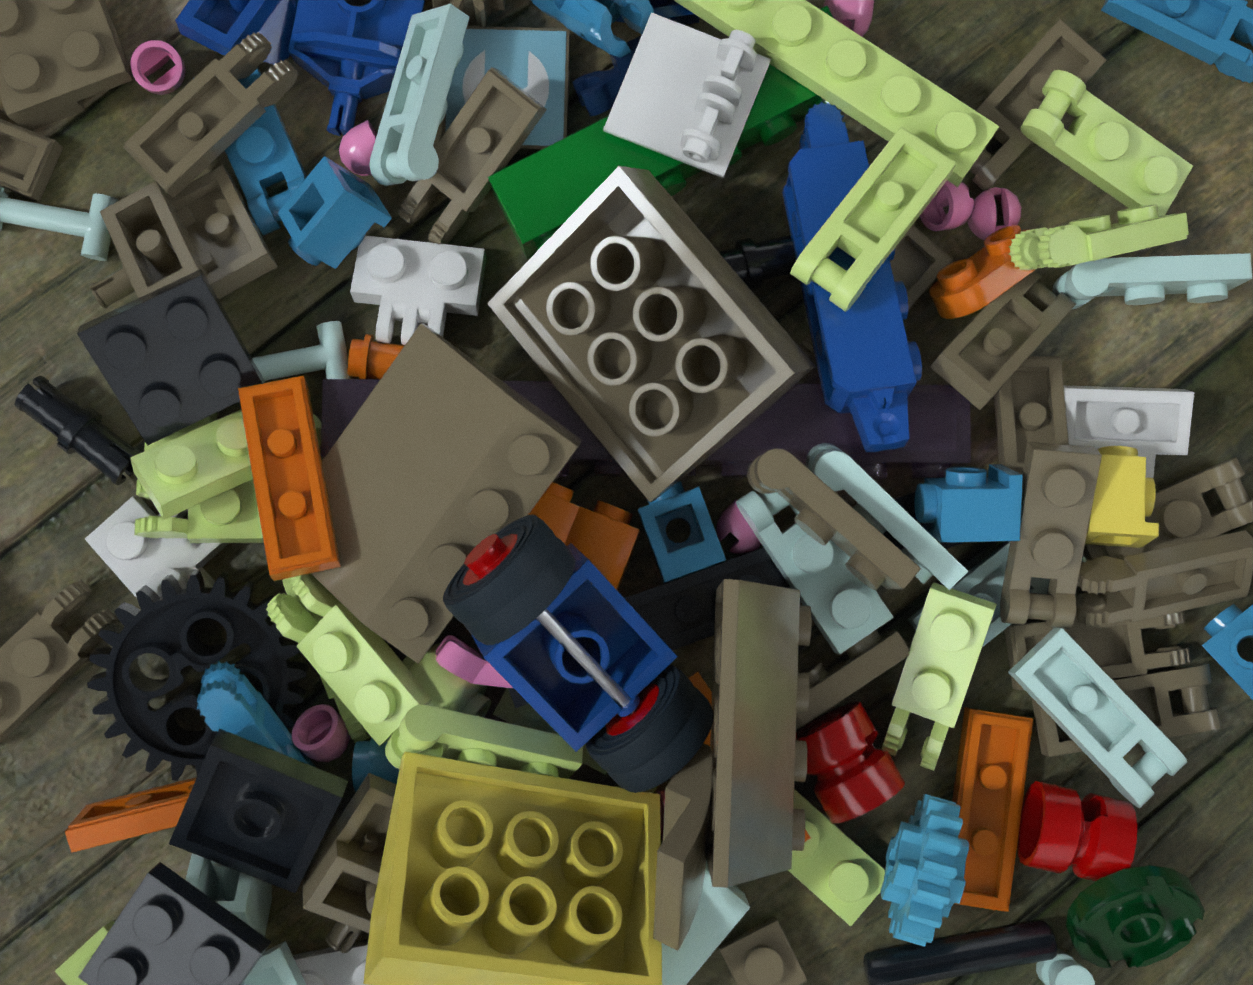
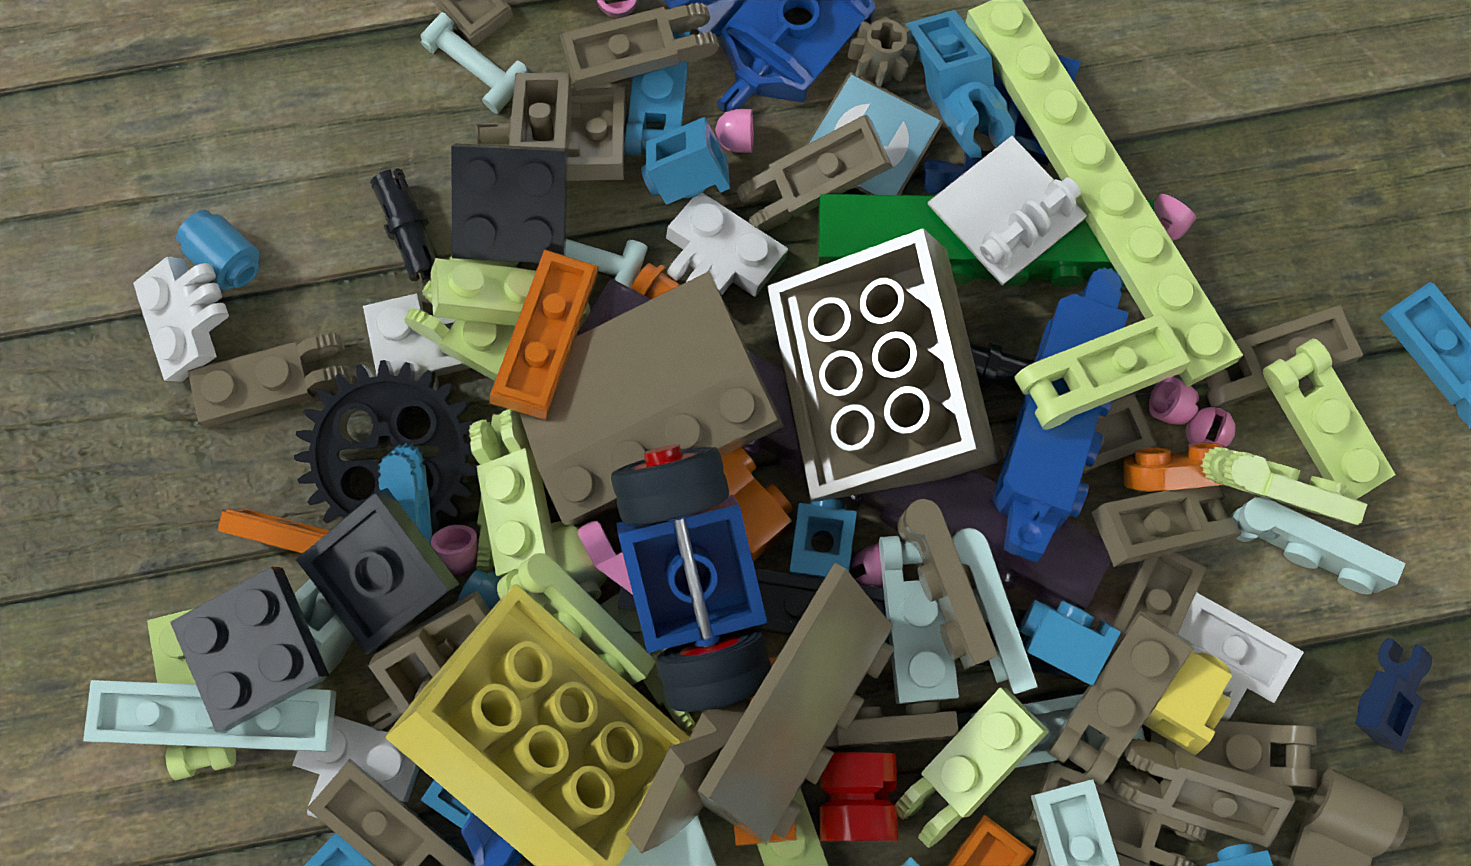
camera: 30 degrees right, 10 degrees down
(418, 97) = (799, 110): light aqua plate -> none

